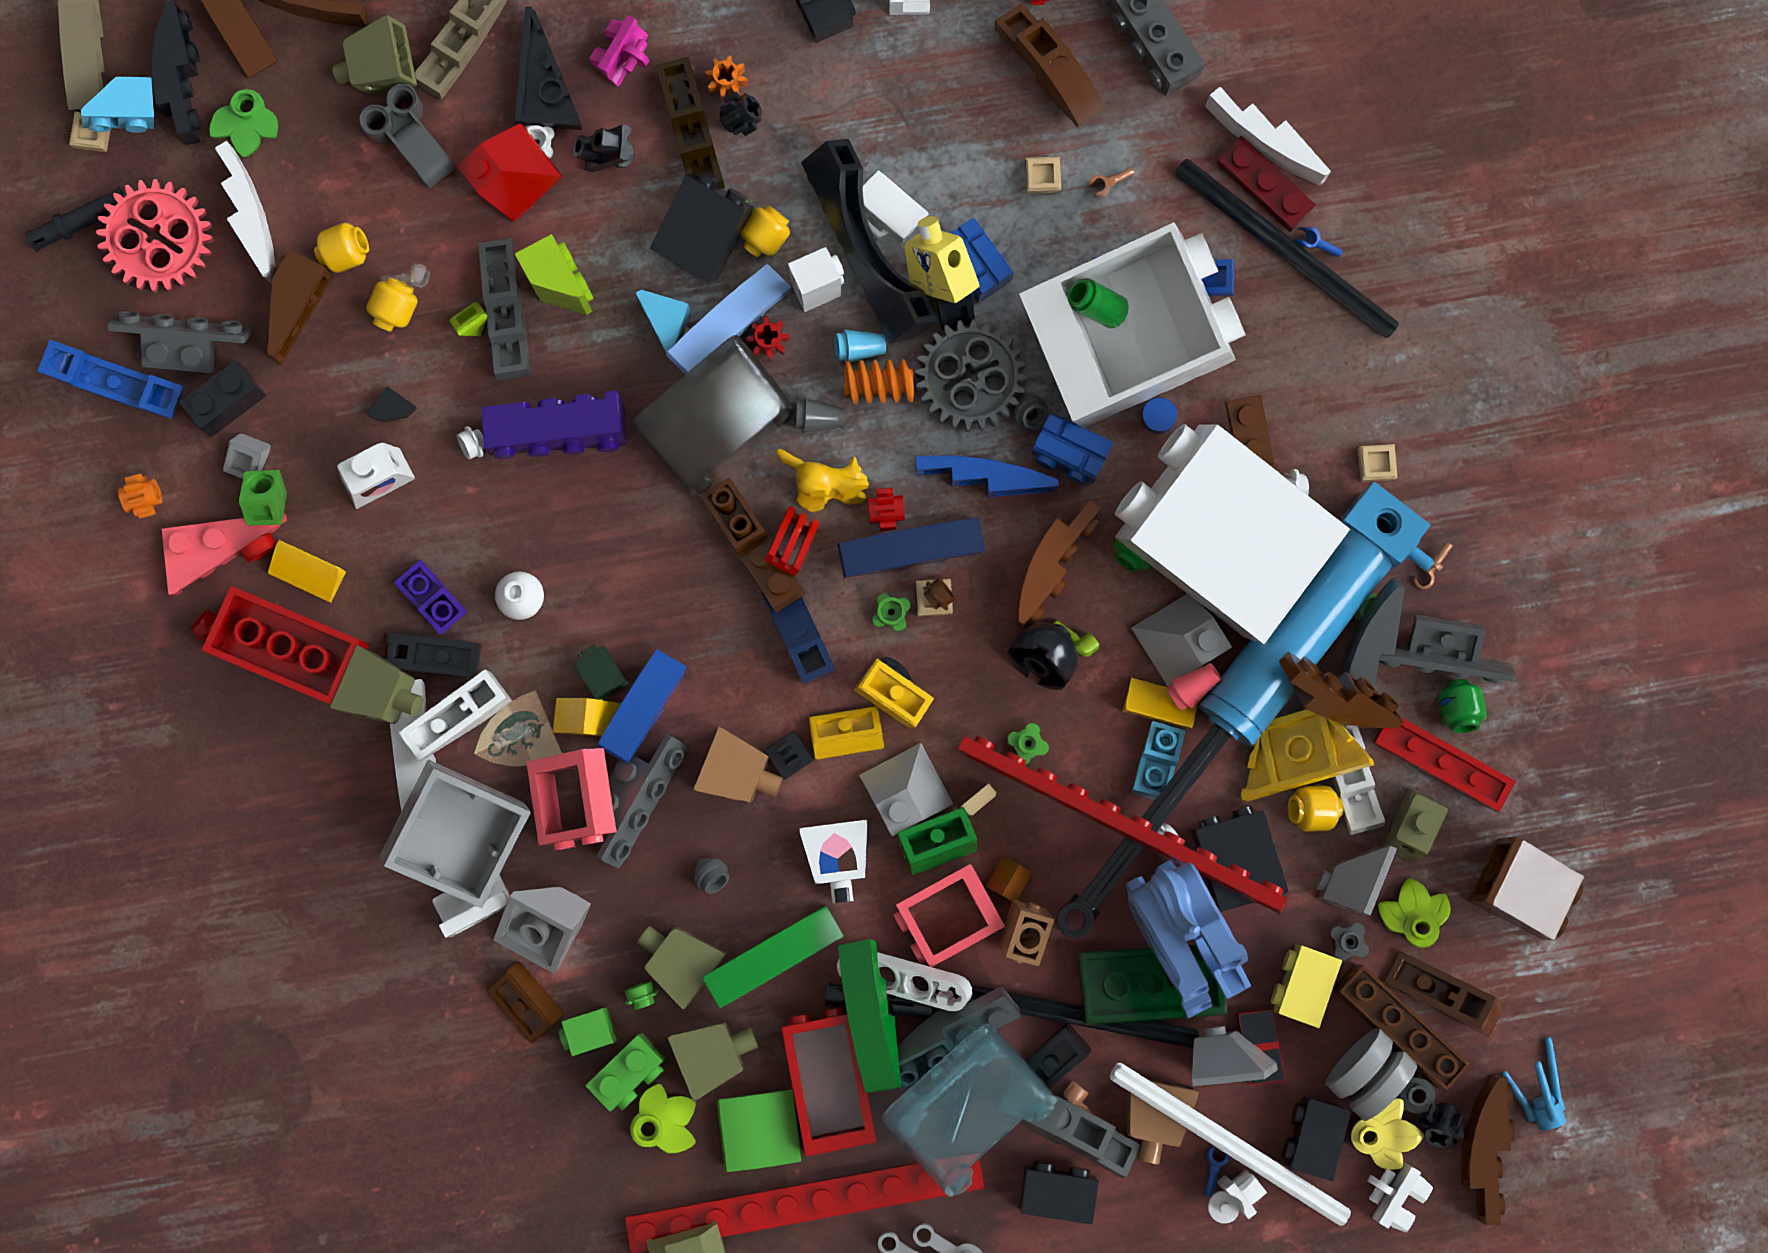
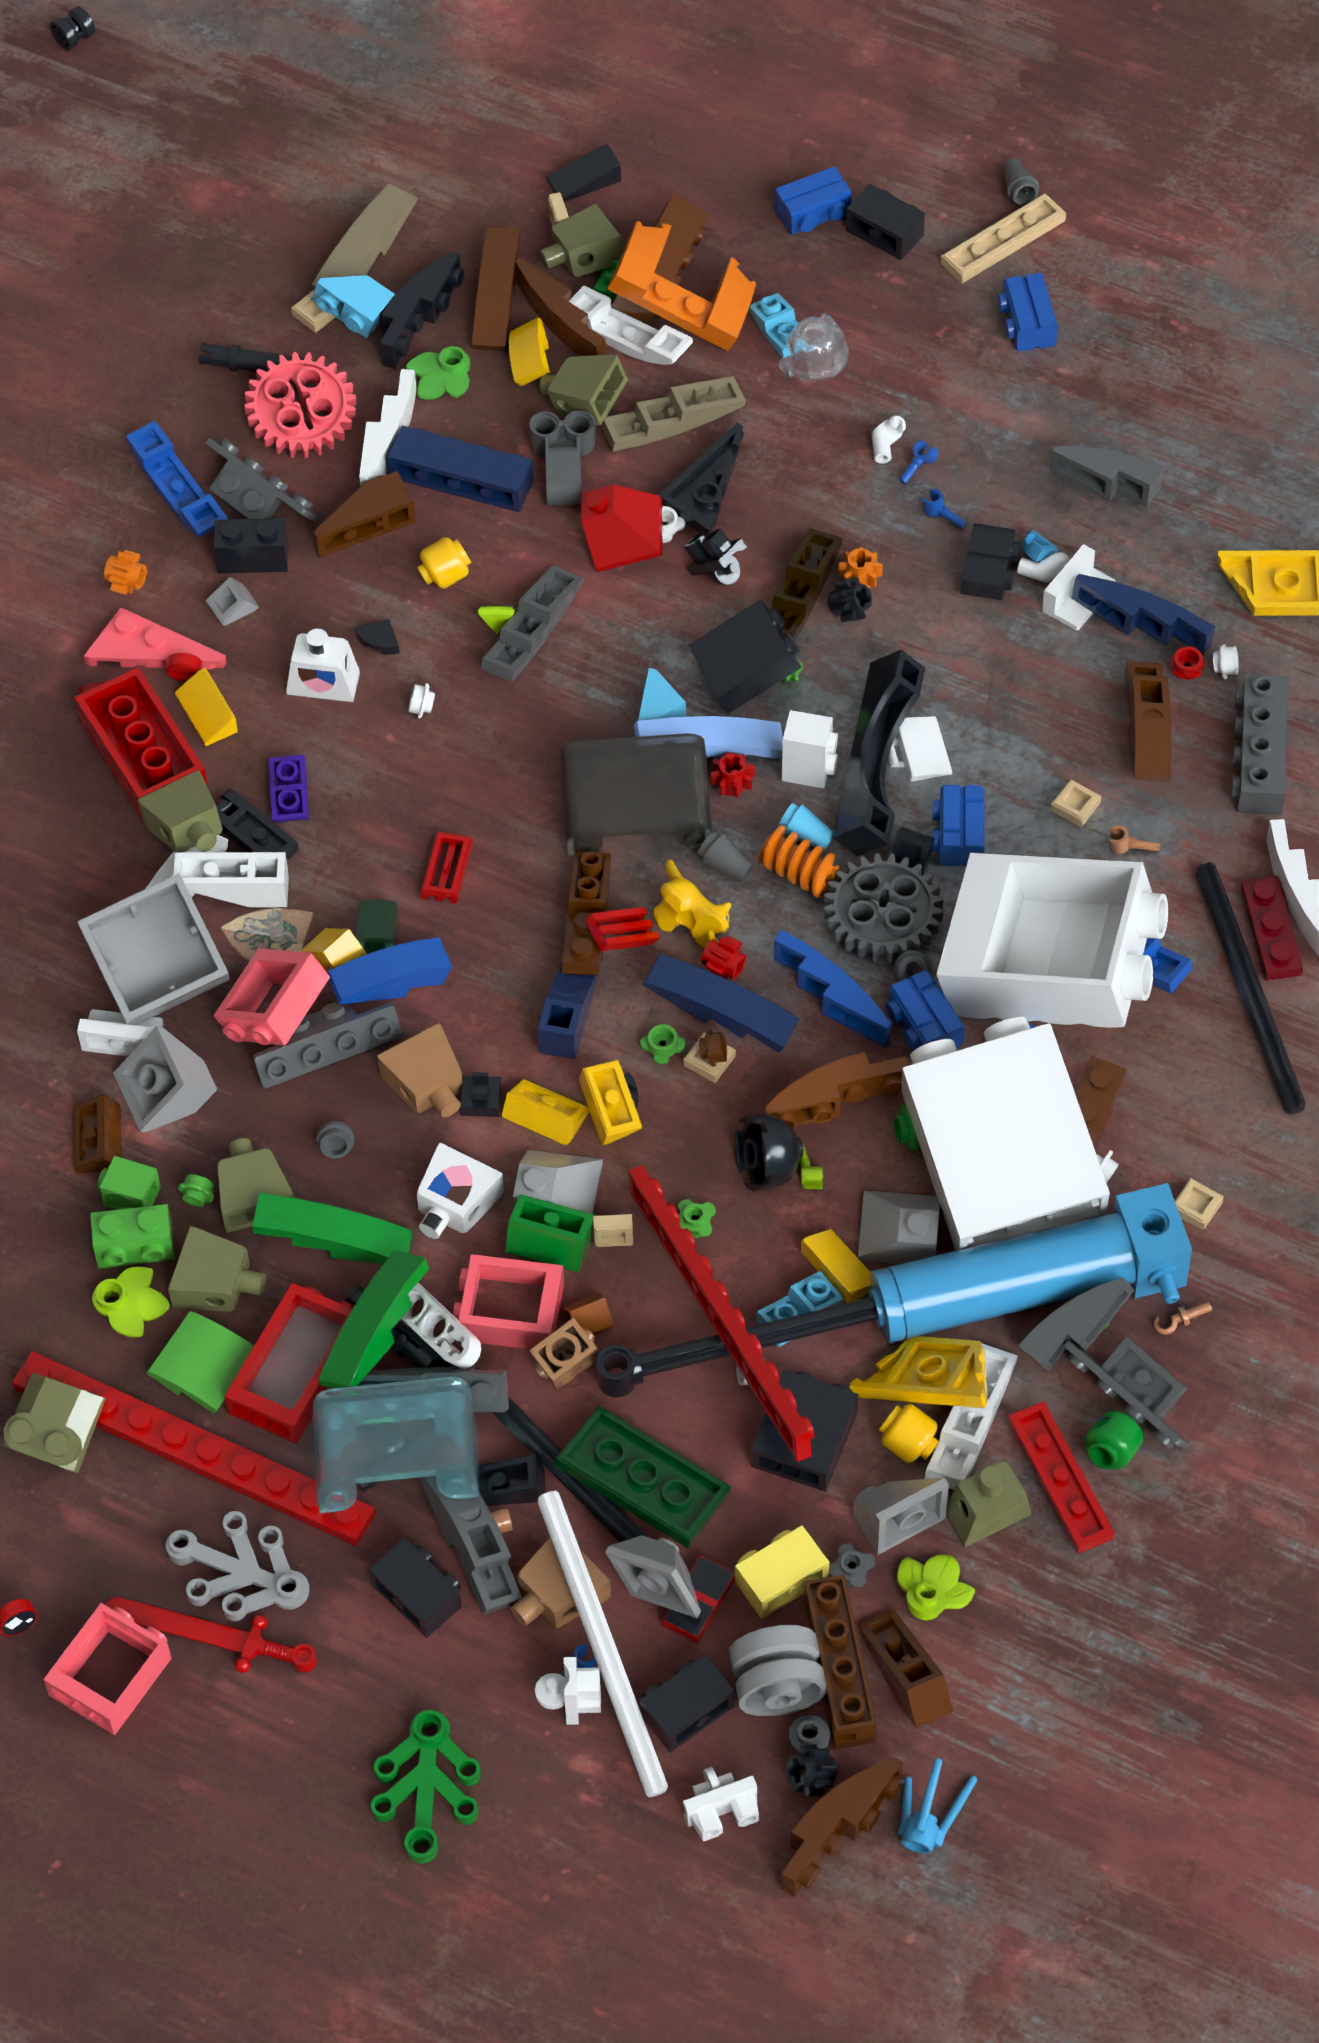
camera: 40 degrees right, 25 degrees down
(263, 497) = (219, 630): bright green brick -> none
(301, 55) = (527, 352): none -> yellow slope
(341, 247) = (439, 500): yellow head -> none
(345, 199) = (461, 468): none -> dark blue brick
(417, 276) = (482, 559): clear hand -> none
(519, 595) = (361, 834): white brick -> none
(552, 277) = (593, 615): lime slope -> none
(555, 426) = (501, 726): dark purple wedge -> none
(620, 602) = (442, 891): none -> red tile
(624, 51) = (789, 500): dark pink hips -> none
(765, 231) = (797, 693): yellow head -> none
(939, 262) = (923, 793): light yellow torso -> none
(1098, 303) = (1035, 903): green head -> none
(1179, 909) = (698, 1412): medium blue piece -> none
(1193, 686) = (874, 1255): coral cone -> none
(1313, 240) = (1281, 998): blue hand -> none
(1340, 698) = (1004, 1349): reddish brown slope -> none
(1391, 1136) = (759, 1746): light yellow plate -> none
(1527, 888) = (1052, 1622): slope -> none

